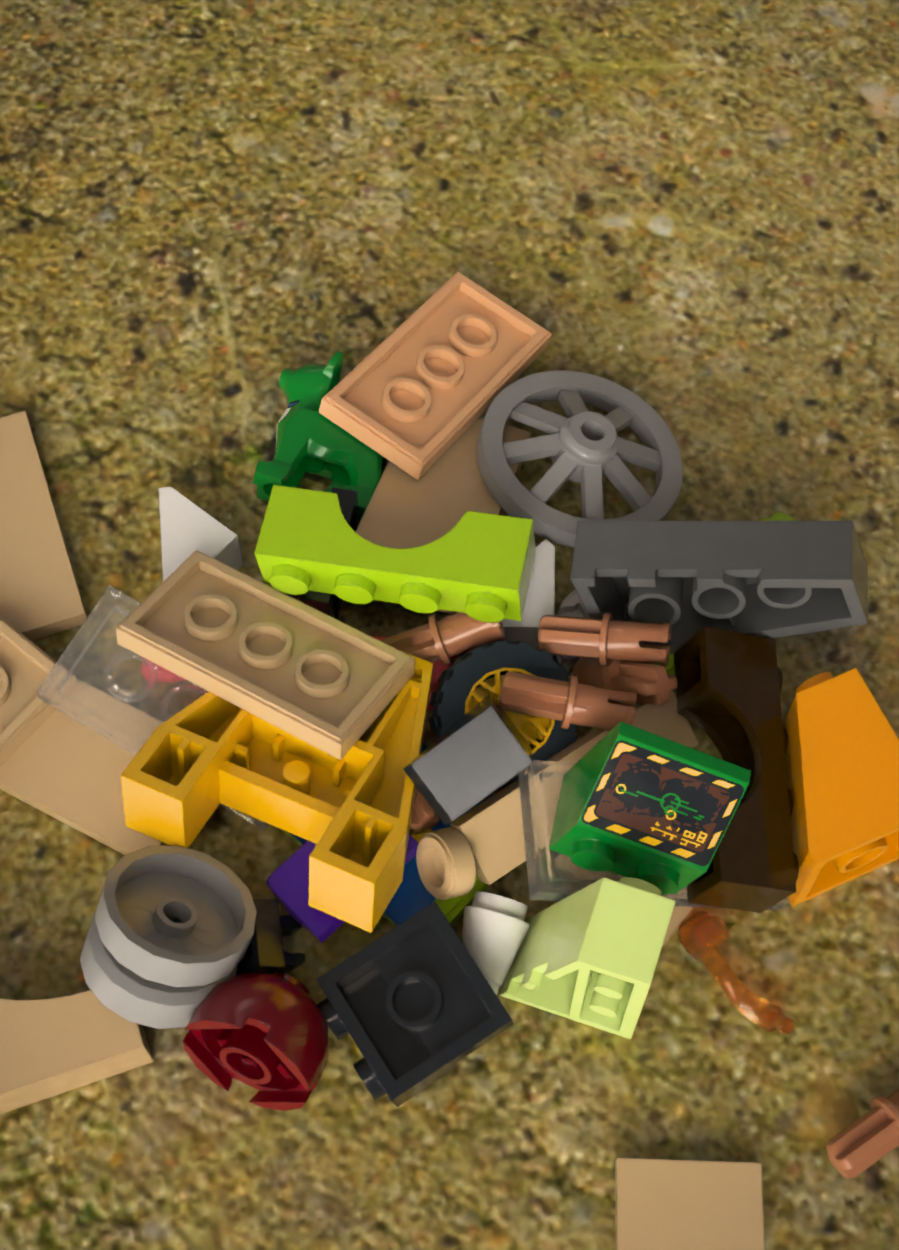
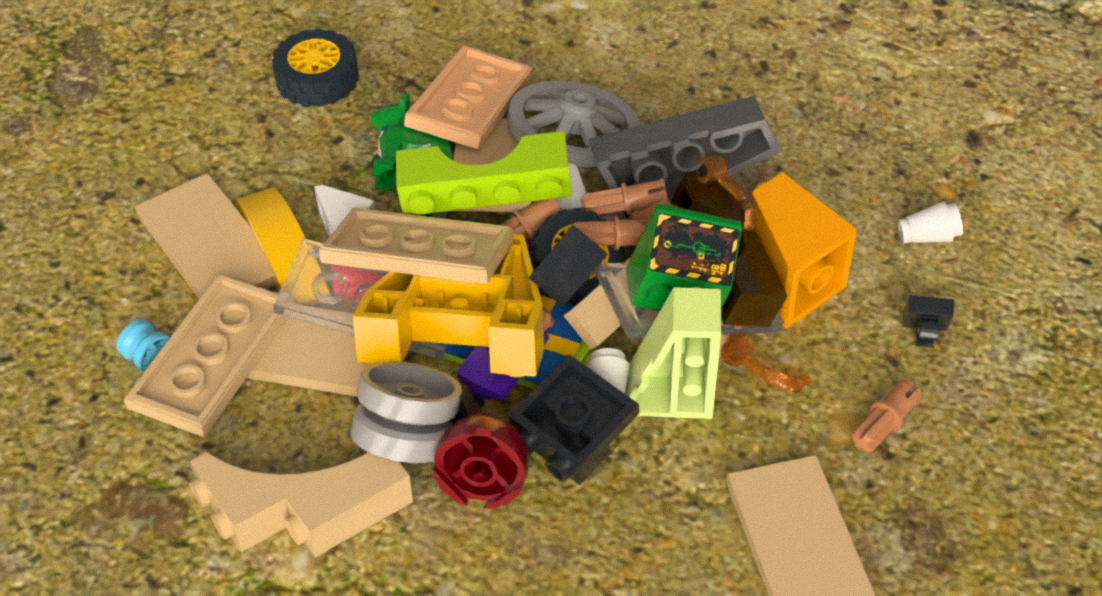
camera: 15 degrees left, 15 degrees down
(88, 536) = (273, 228): none -> yellow slope
(236, 231) = (315, 67): none -> black wheel
(445, 863) = (567, 336): tan tile -> none
(755, 634) = (717, 172): none -> clear orange piece

